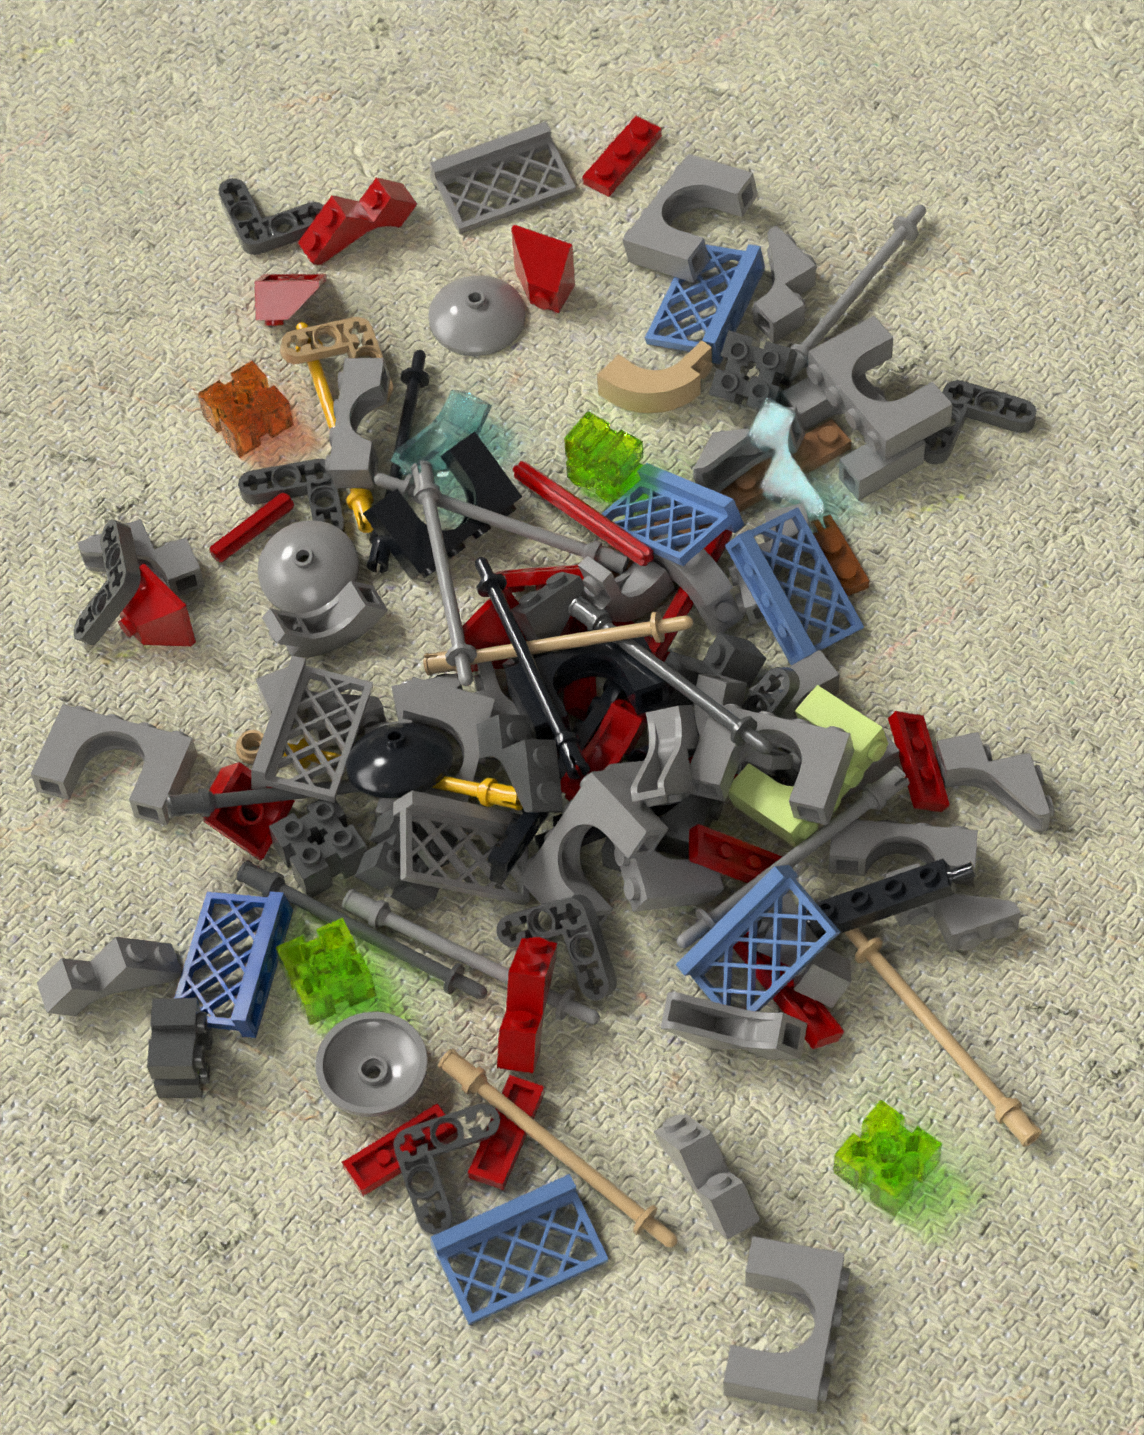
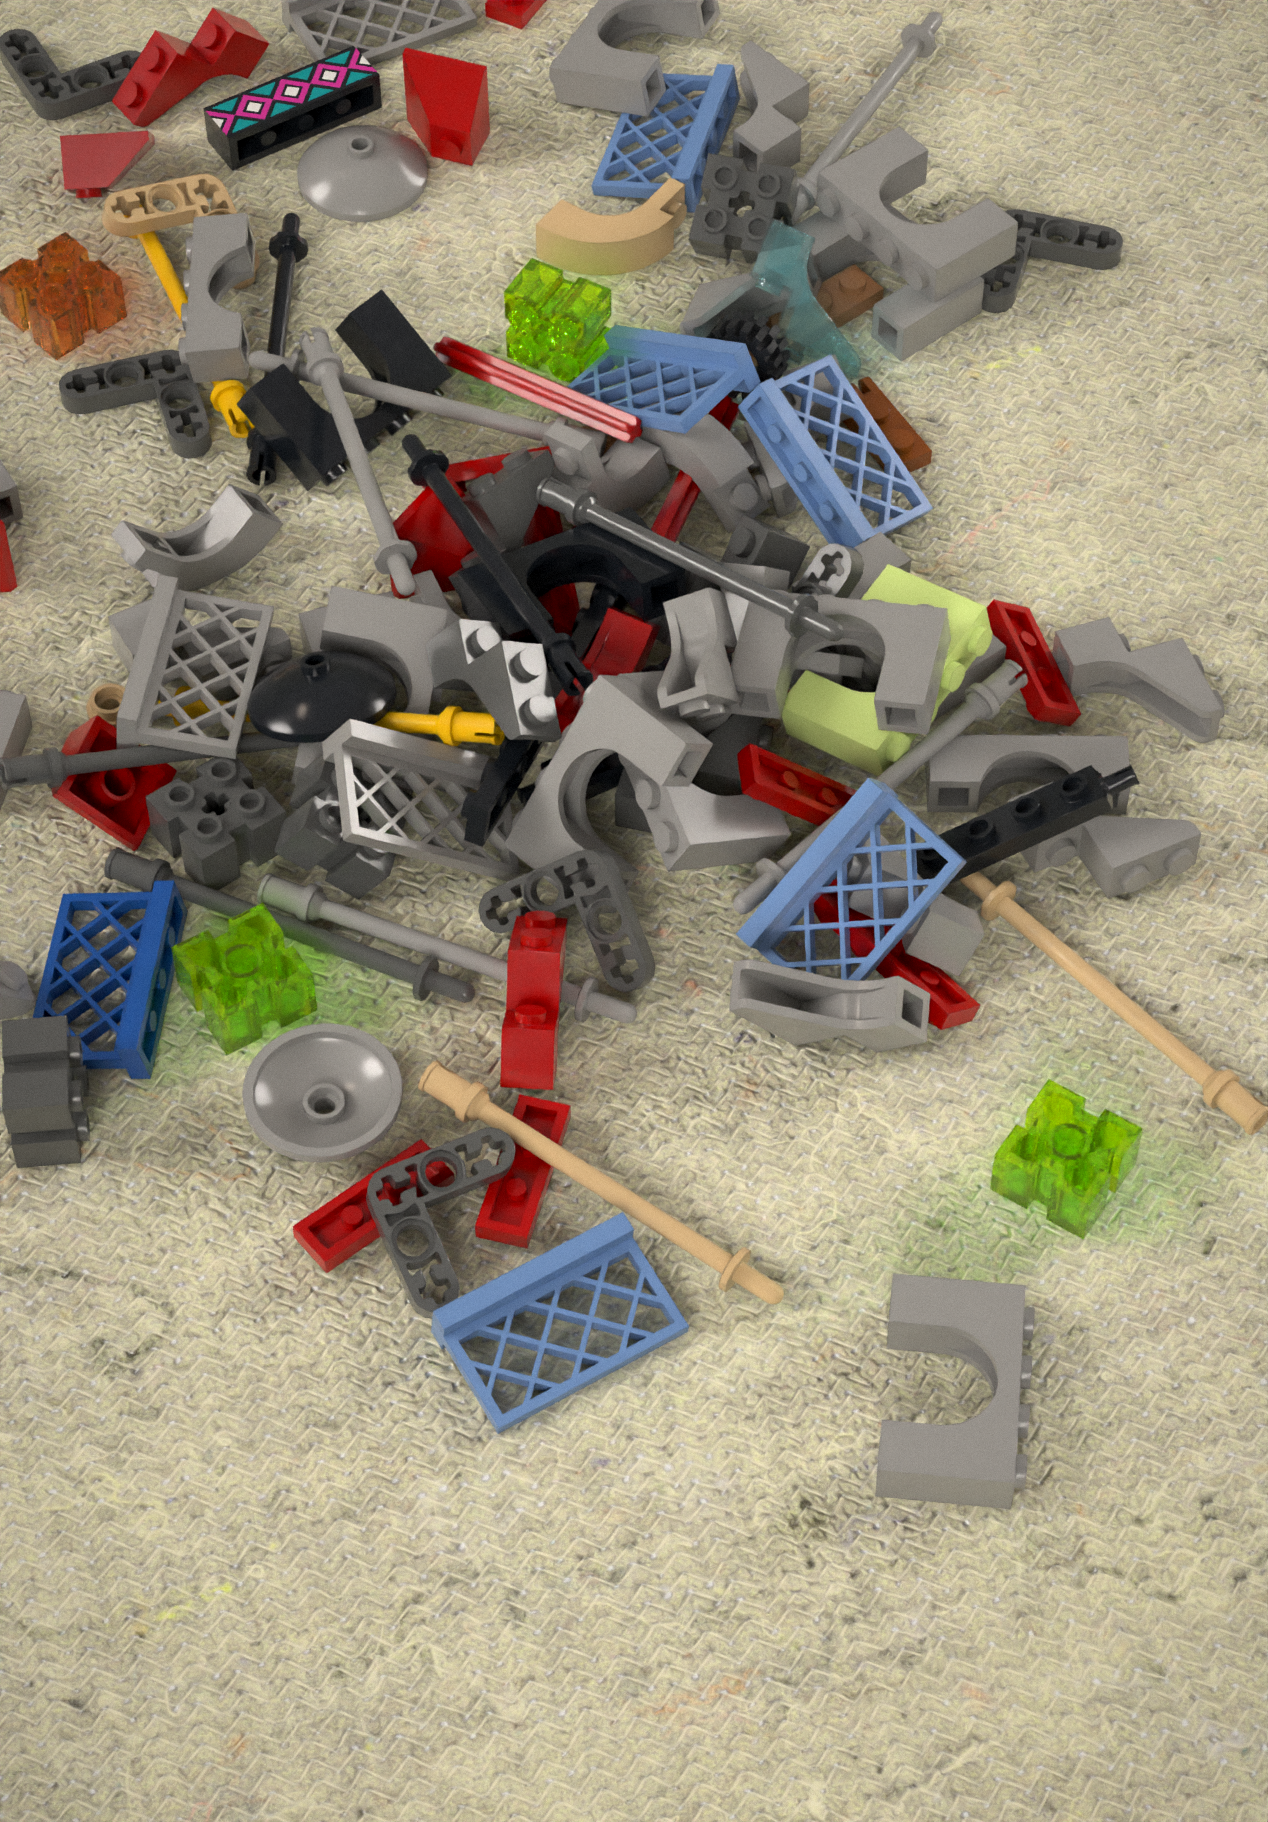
camera: 10 degrees left, 5 degrees down
(251, 527) = (82, 439): red axle -> none
(312, 583) = (168, 496): light grey dish -> none
(430, 258) = (293, 108): none -> black brick
(436, 662) = (368, 578): tan bar -> none
(458, 418) = (349, 286): clear light blue arch -> none
(703, 1166) = (804, 1183): light grey arch -> none
(752, 498) = (759, 341): none -> black tyre

